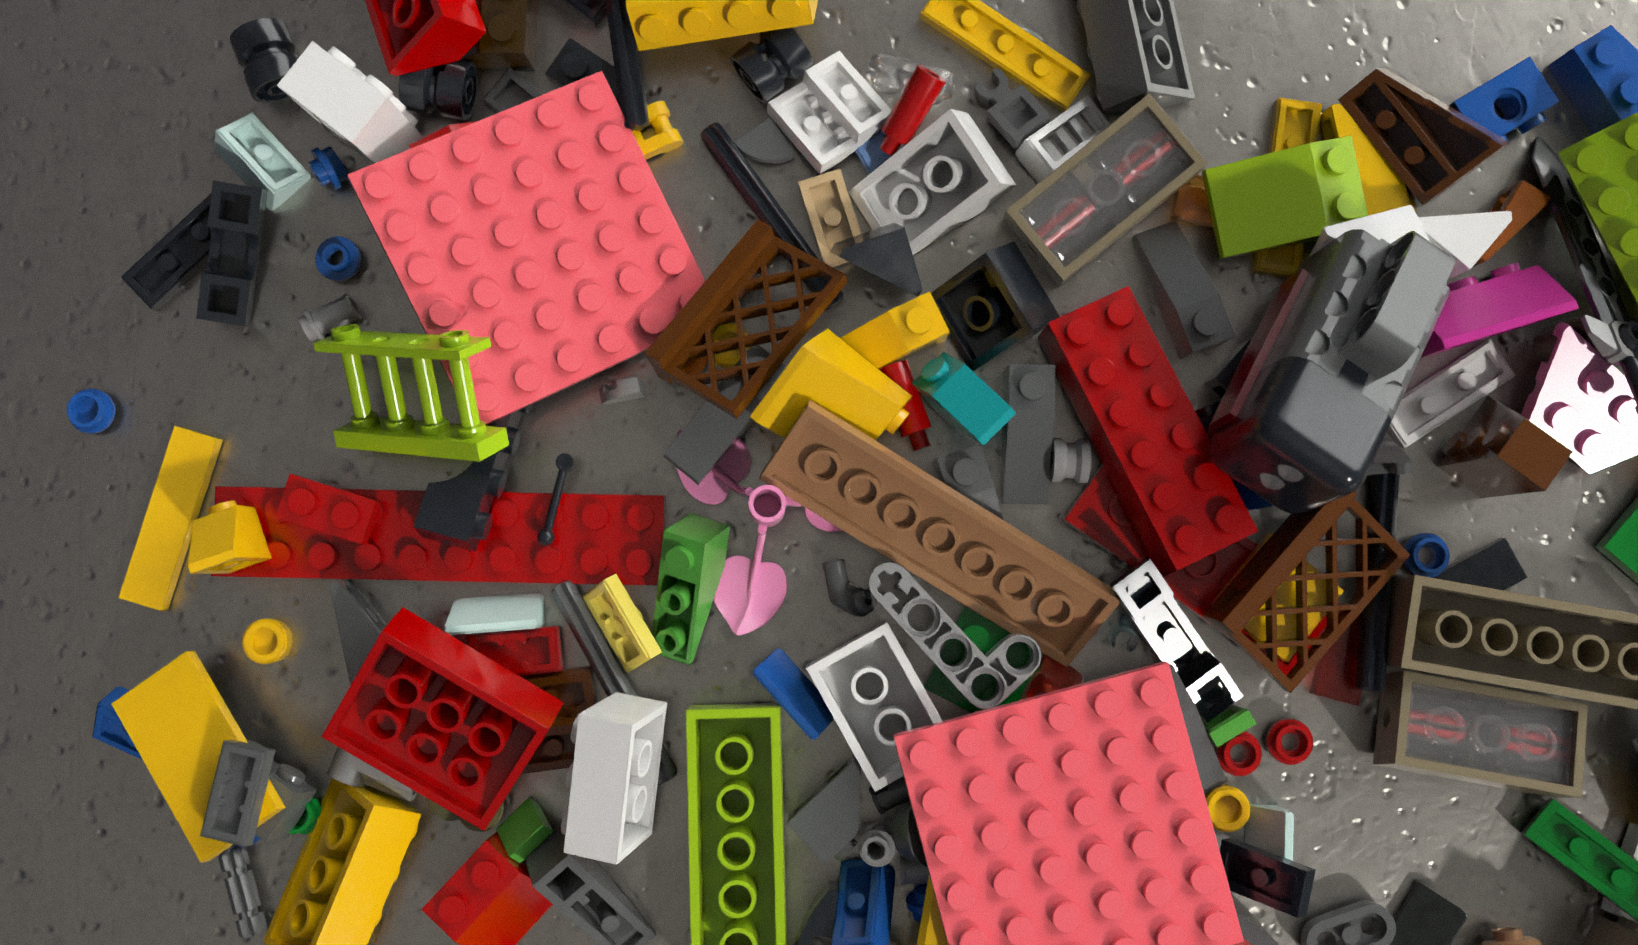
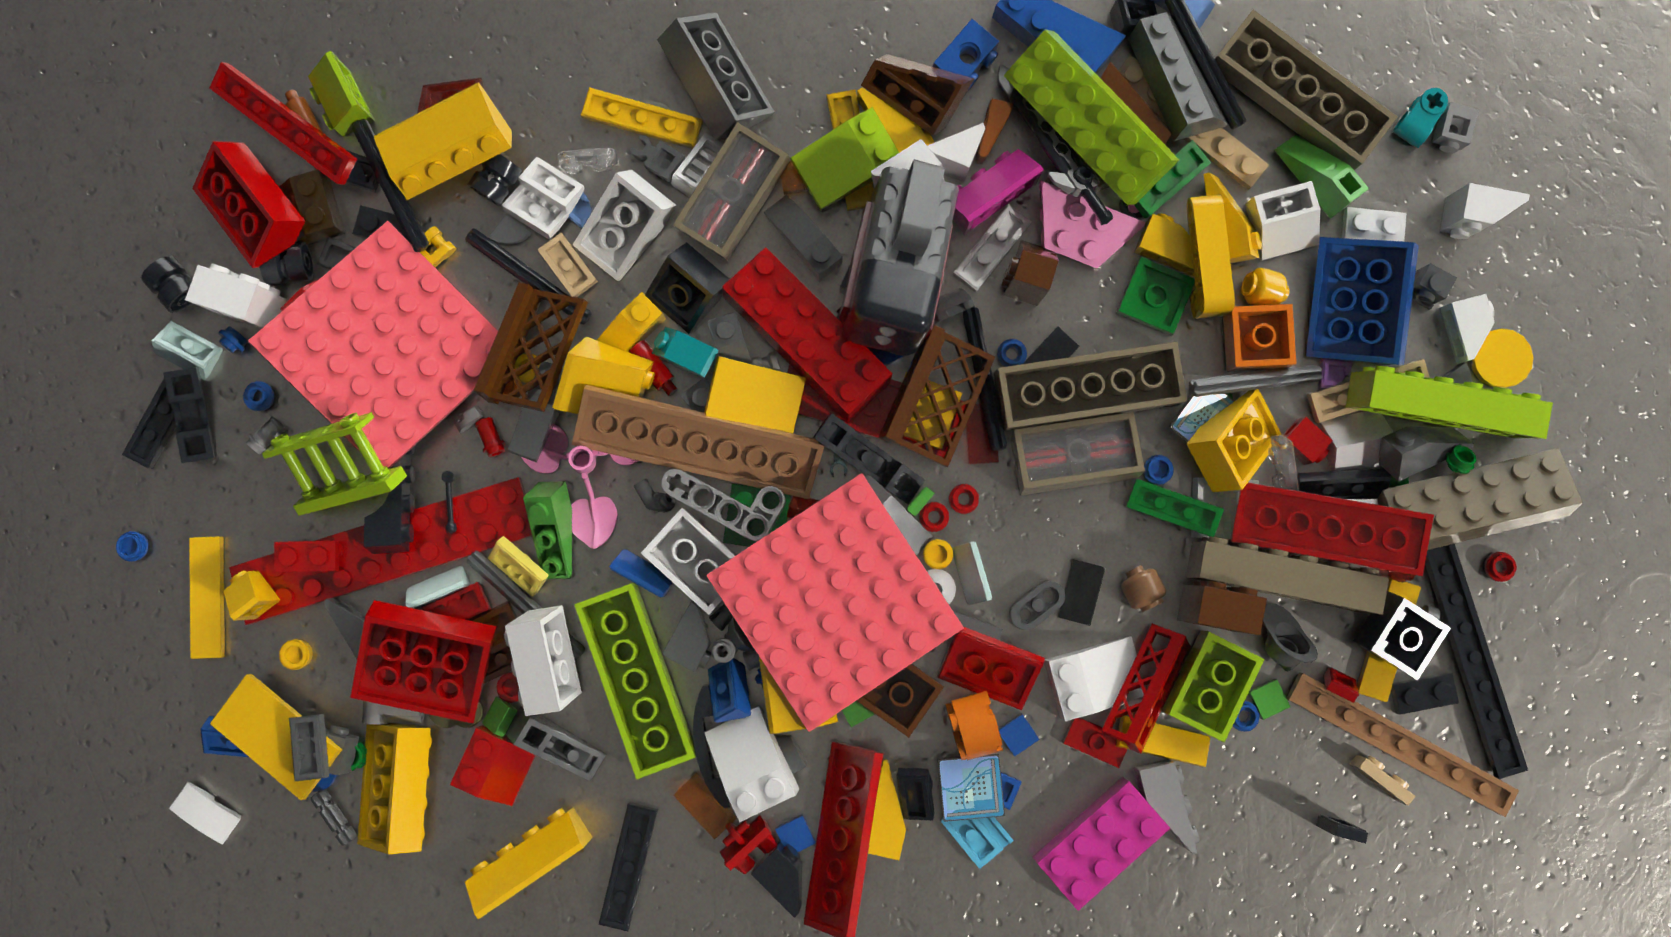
camera: 25 degrees left, 0 degrees up
(62, 826) = (204, 813): none -> white slope
(551, 793) = (508, 688): none -> red tile
(642, 425) = (490, 437): none -> red pin
(884, 254) = (605, 278): black slope -> none
(911, 109) = (592, 179): red cylinder -> none
(1043, 494) = (754, 395): none -> yellow tile
(1267, 877) = (969, 586): black plate -> none
(1594, 800) = (1158, 469): none -> blue plate

